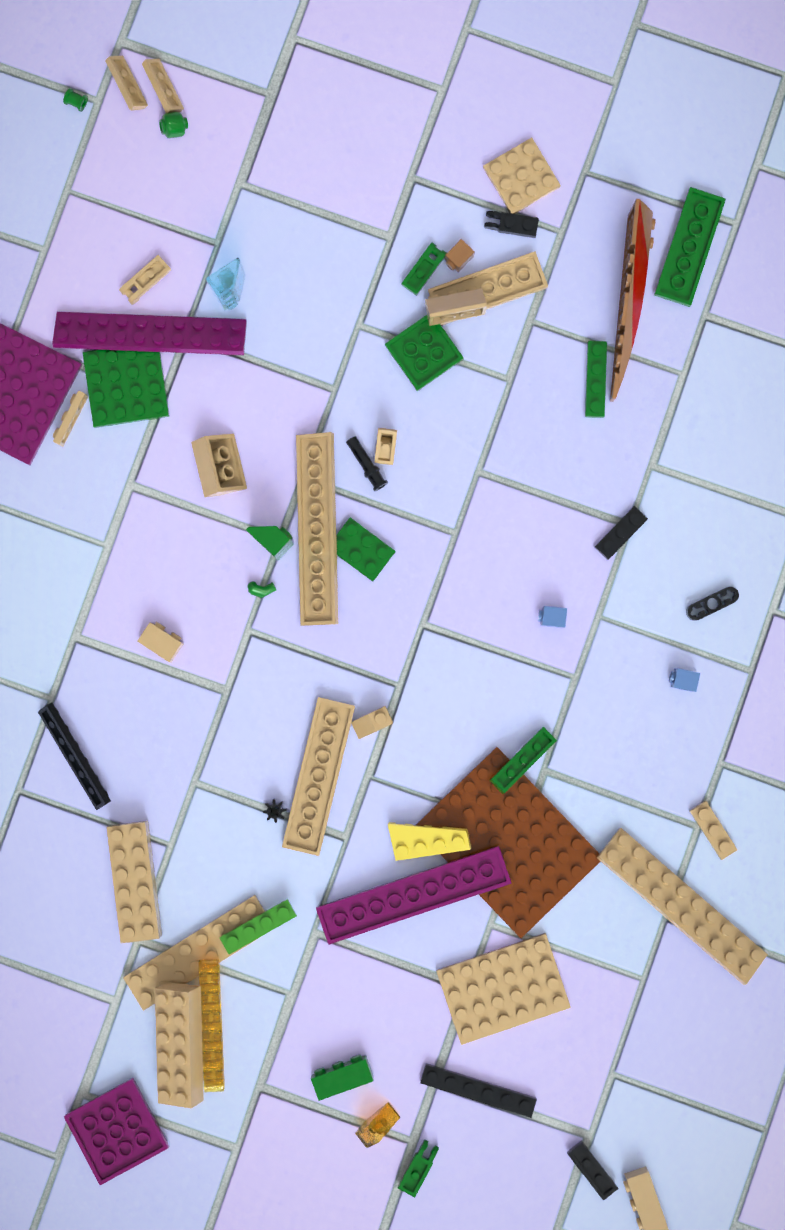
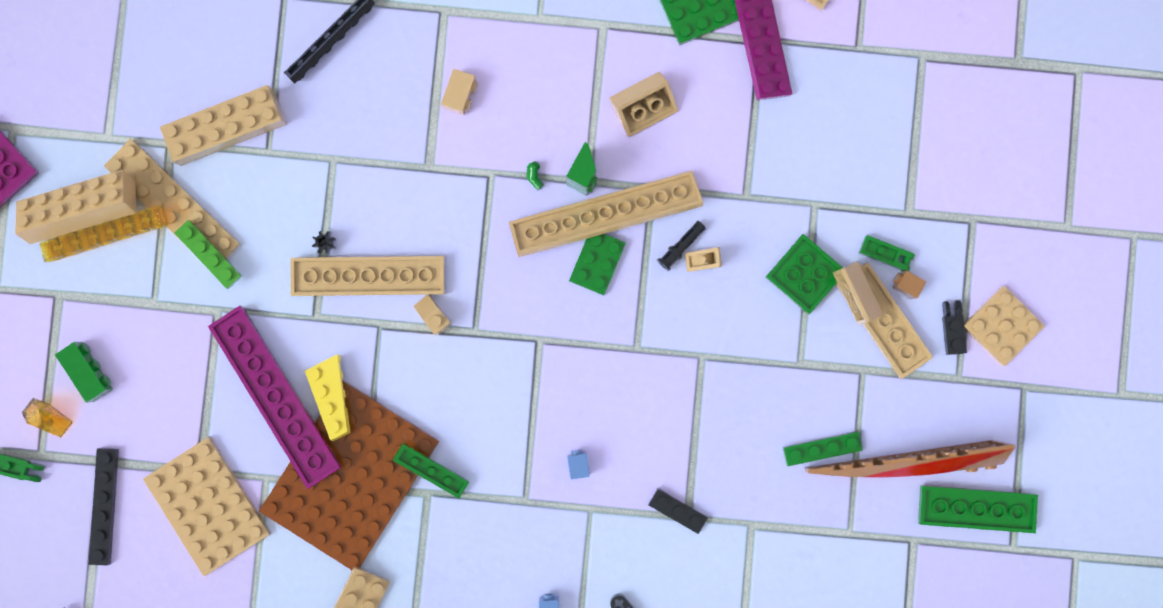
camera: 75 degrees right, 0 degrees up
(228, 284) = (822, 66): clear light blue slope -> none

